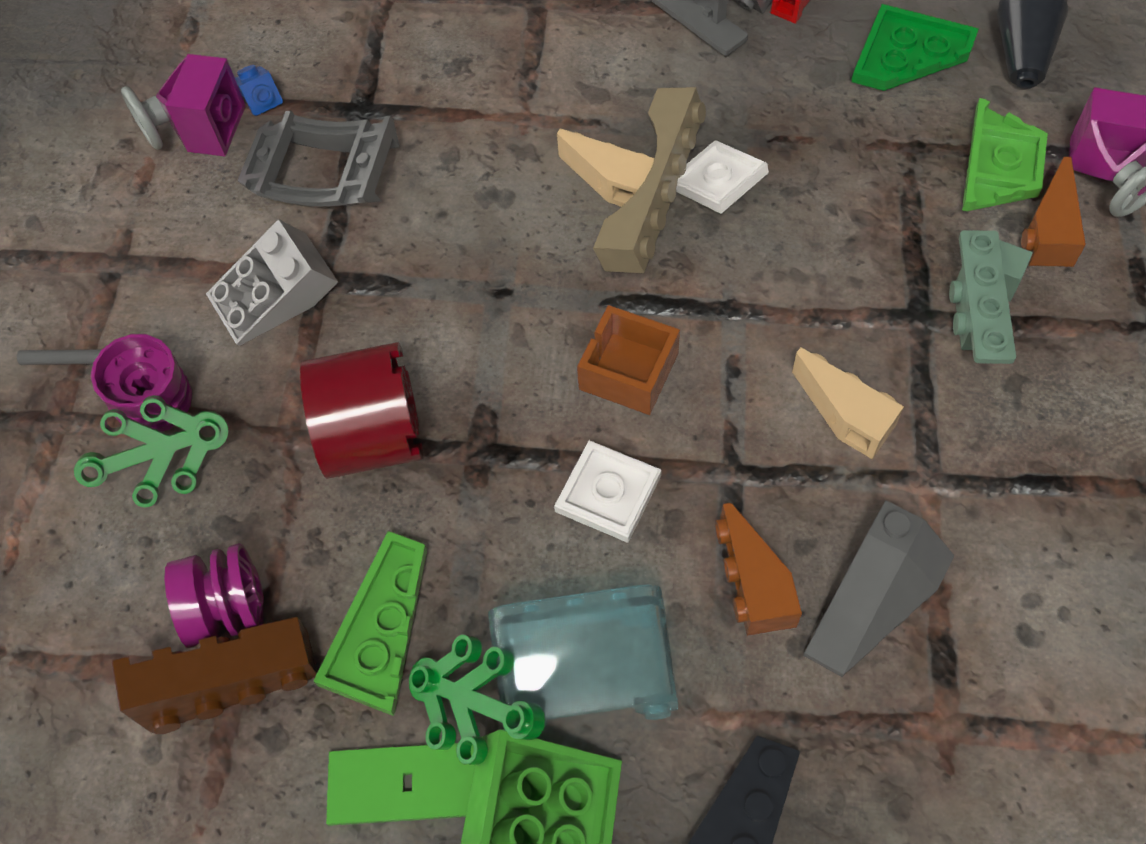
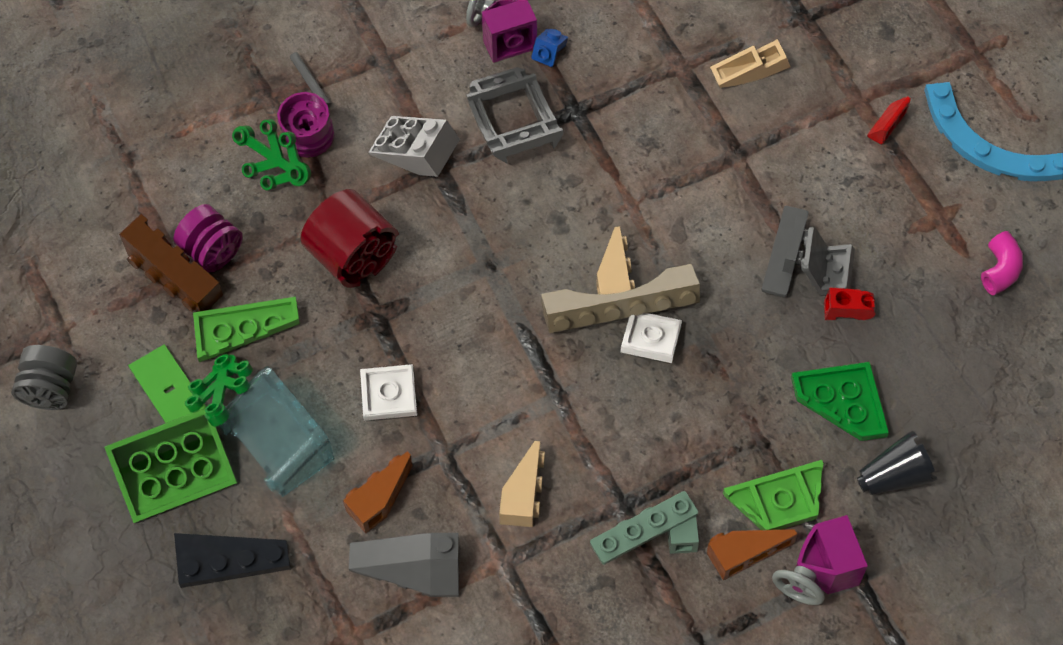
camera: 55 degrees right, 0 degrees up
(633, 360) = (476, 361): dark orange piece -> none

